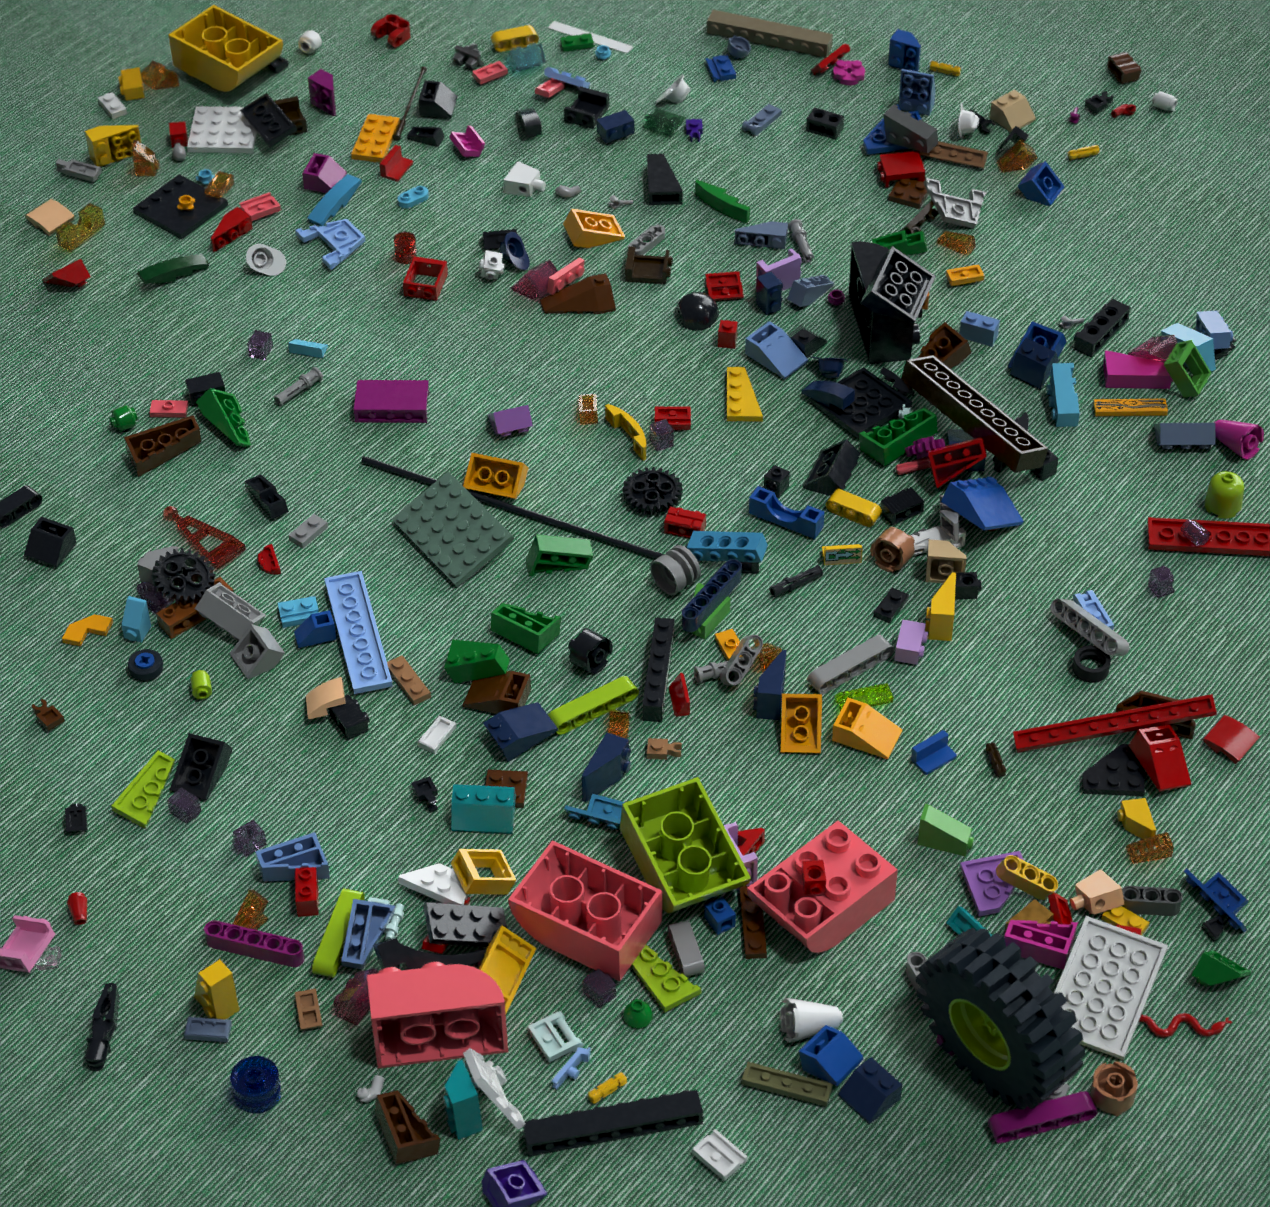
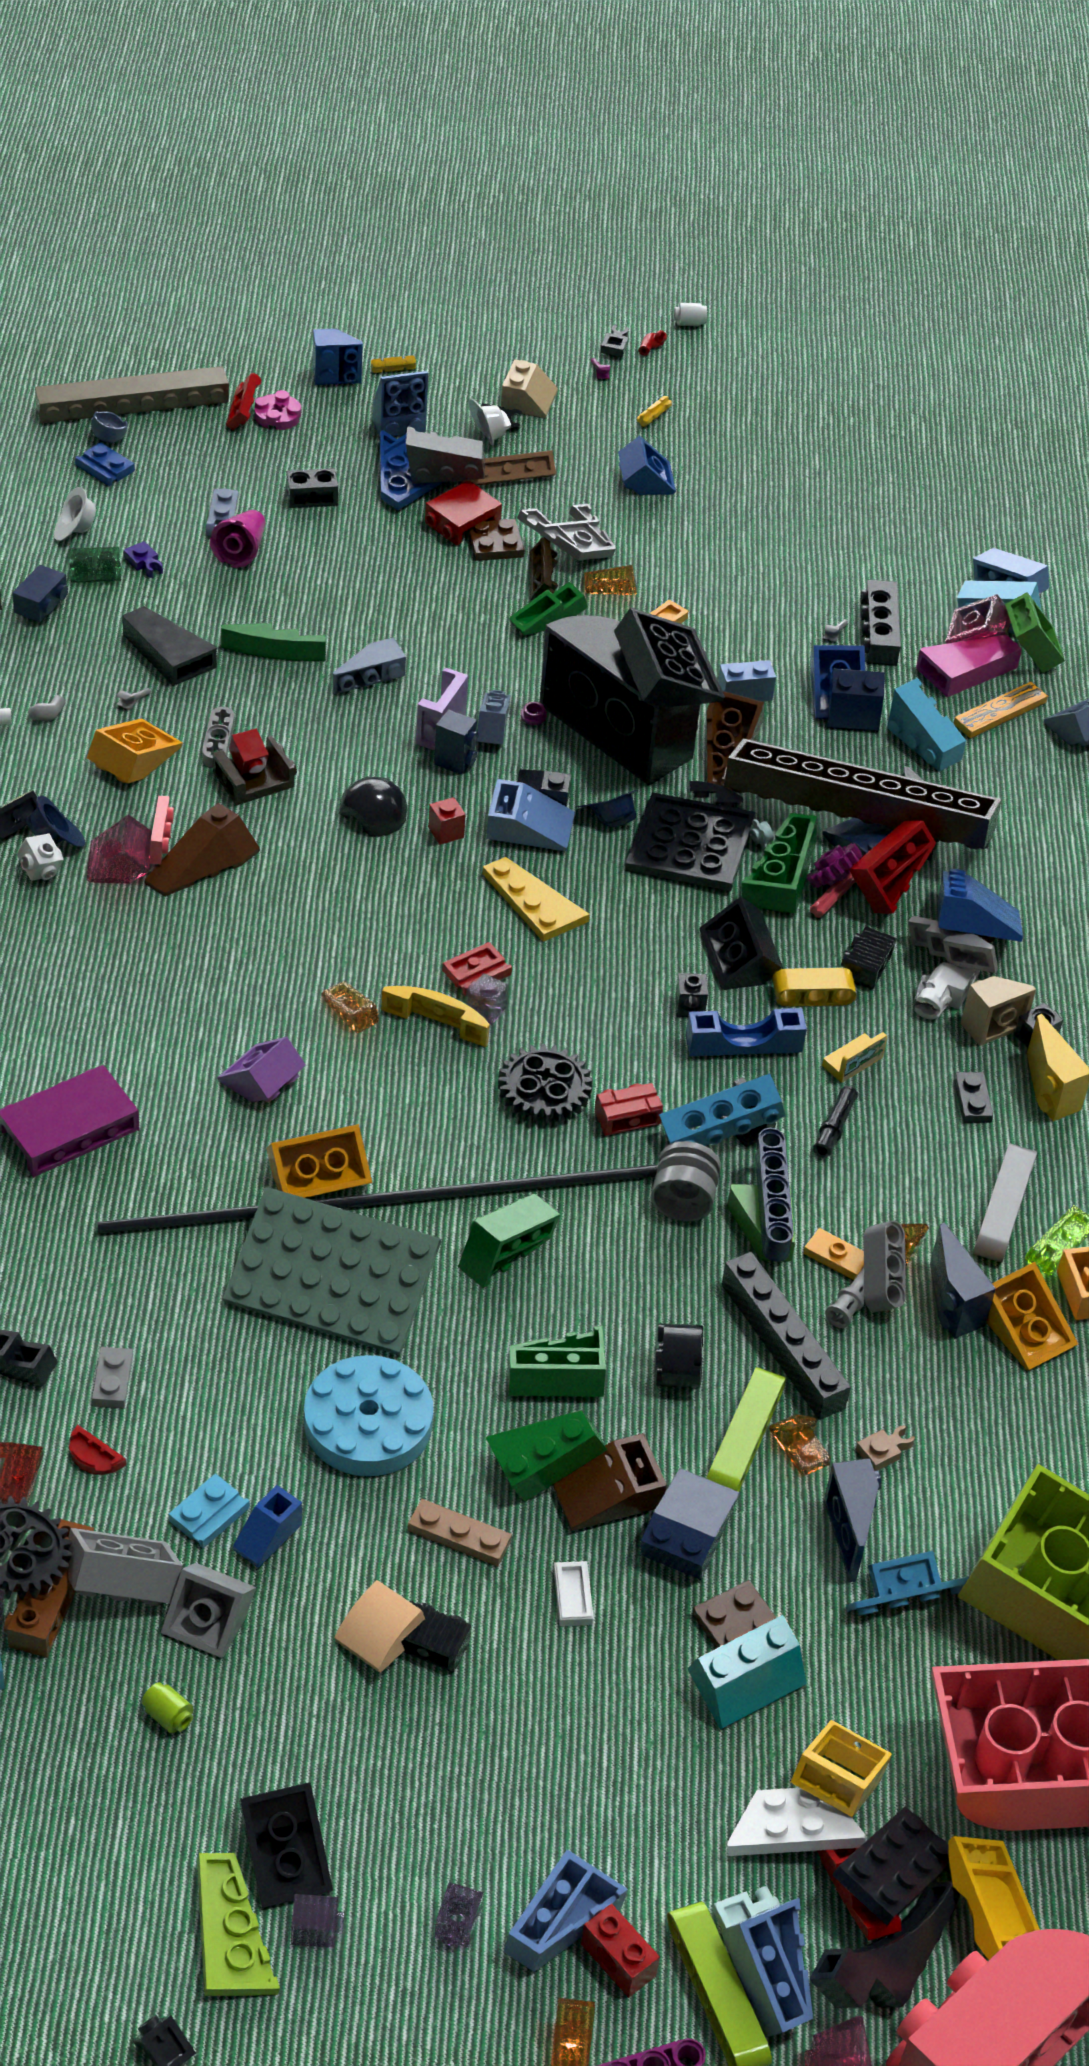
camera: 40 degrees left, 0 degrees up
(145, 664) = (56, 1734): black wheel -> none
(358, 632) = (330, 1497): light blue plate -> none
(422, 617) = (368, 1415): none -> medium azure piece
(426, 790) = (640, 1688): black plate -> none
(649, 254) = (248, 752): none -> red brick
(679, 696) = (847, 1357): red slope -> none
(724, 285) = (377, 756): red slope -> none
(754, 135) = (238, 538): none -> dark pink cone
(799, 235) = (414, 651): light grey pin -> none
(830, 393) = (652, 844): dark blue slope -> none
(892, 549) = (920, 1020): nougat brick -> none
(910, 642) = (1050, 1135): lavender brick -> none
(1014, 136) = (567, 420): black panel -> none
(1017, 157) = (588, 446): clear orange slope -> none
(1123, 67) = (606, 289): reddish brown brick -> none

